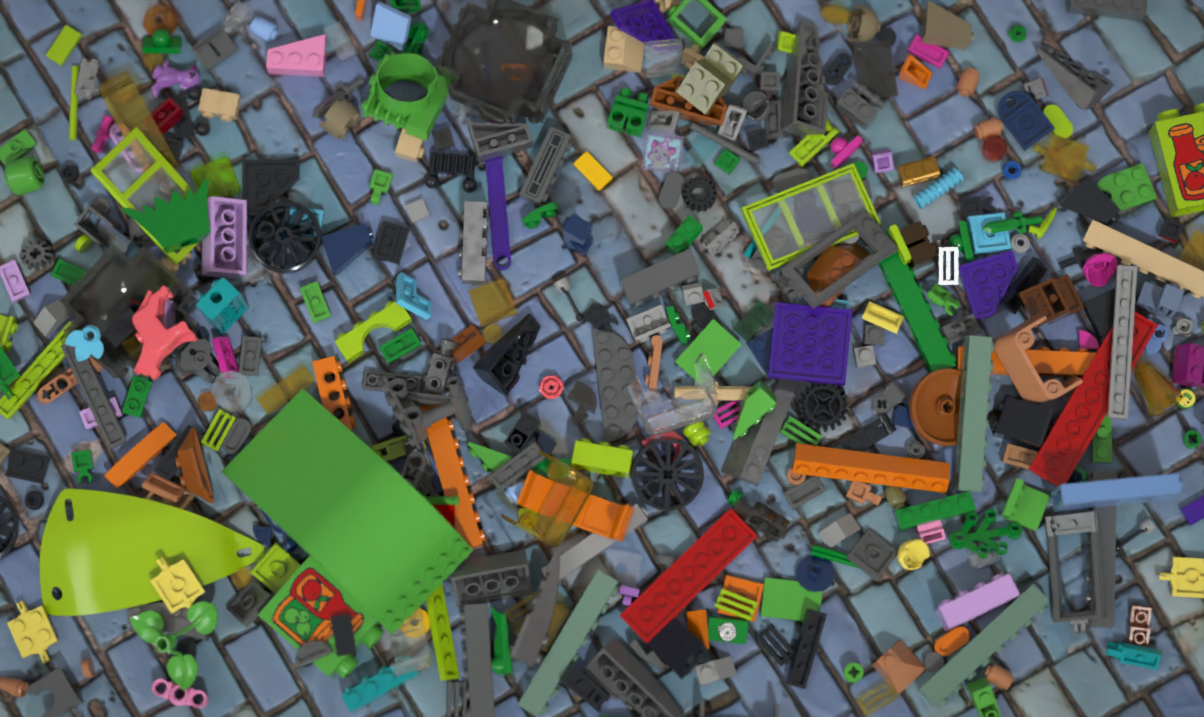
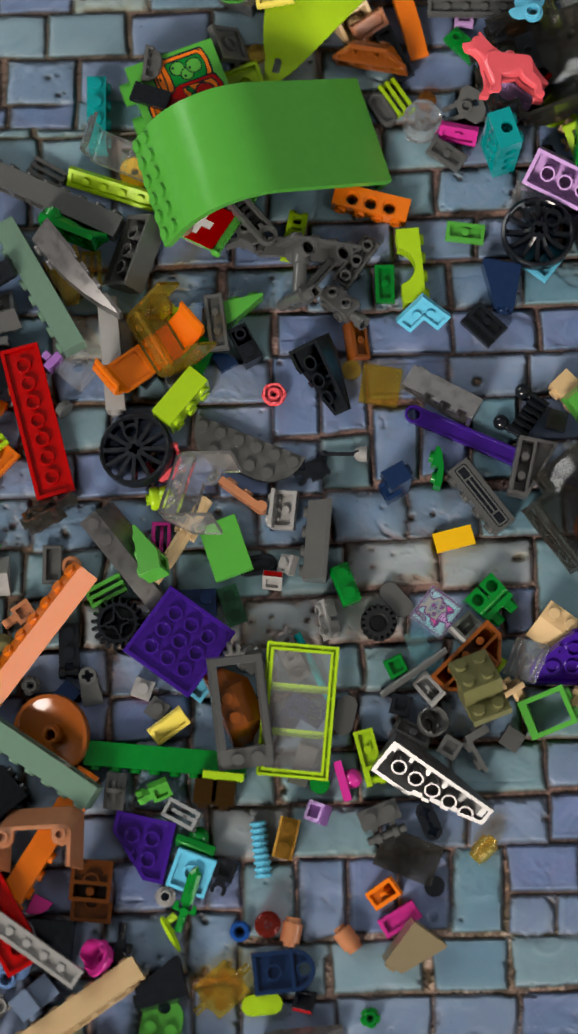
camera: 120 degrees right, 0 degrees up
(285, 390) = (400, 169): clear yellow tile -> none
(379, 183) = (544, 344): bright green plate -> none
(417, 211) = (501, 364): light grey tile -> none
(453, 480) = (234, 266): orange brick -> none
(586, 400) = (245, 417): clear smoke brick -> none
(679, 330) = (258, 534): green slope -> none
(734, 497) = (82, 500): green bush -> none
(785, 42) = (481, 784): lime plate -> none
(862, 24) = (458, 869): dark tan cylinder -> none
(1028, 278) = (124, 876): black plate -> none

